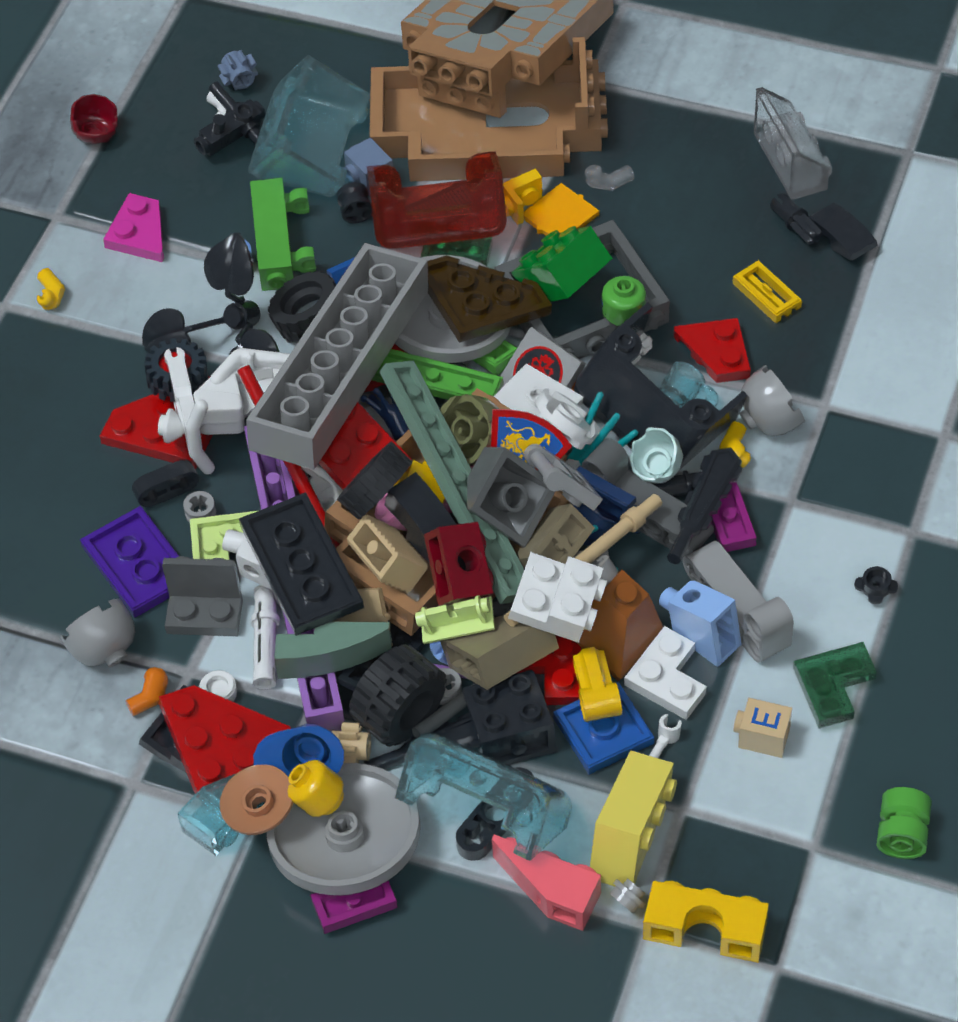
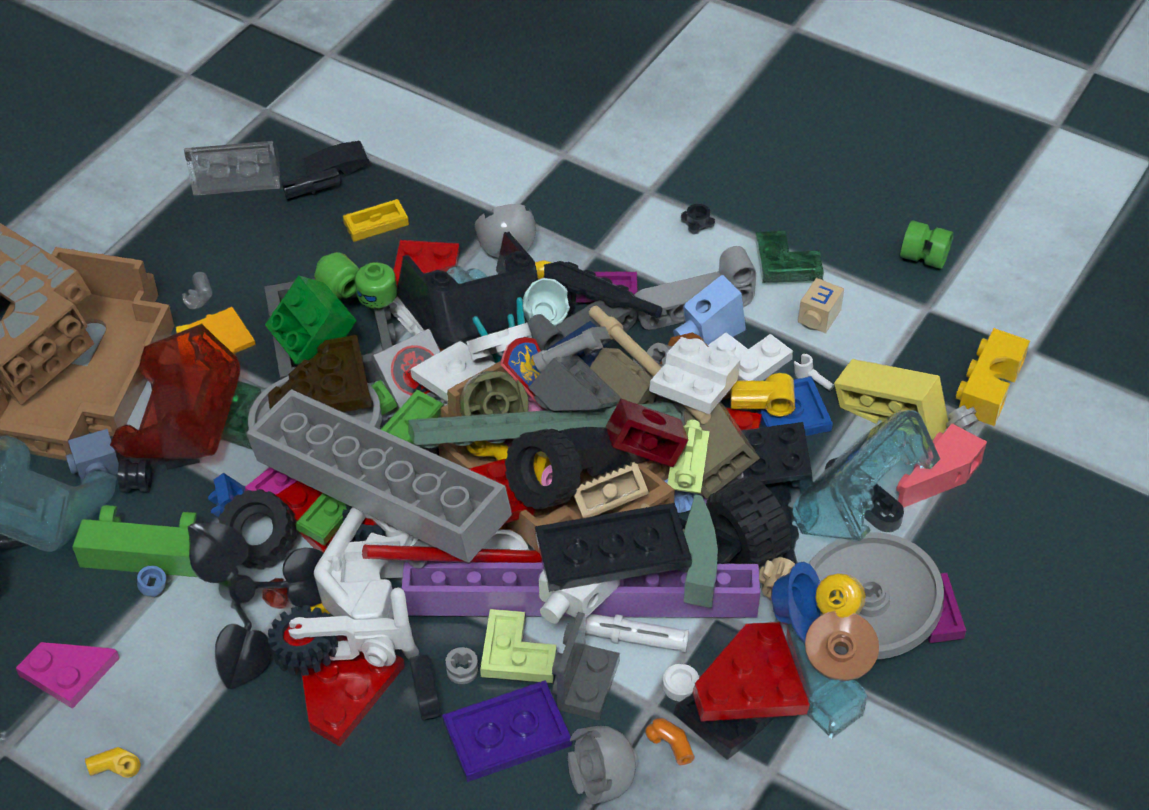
camera: 80 degrees left, 5 degrees down
(632, 261) = (337, 273): none -> bright green head

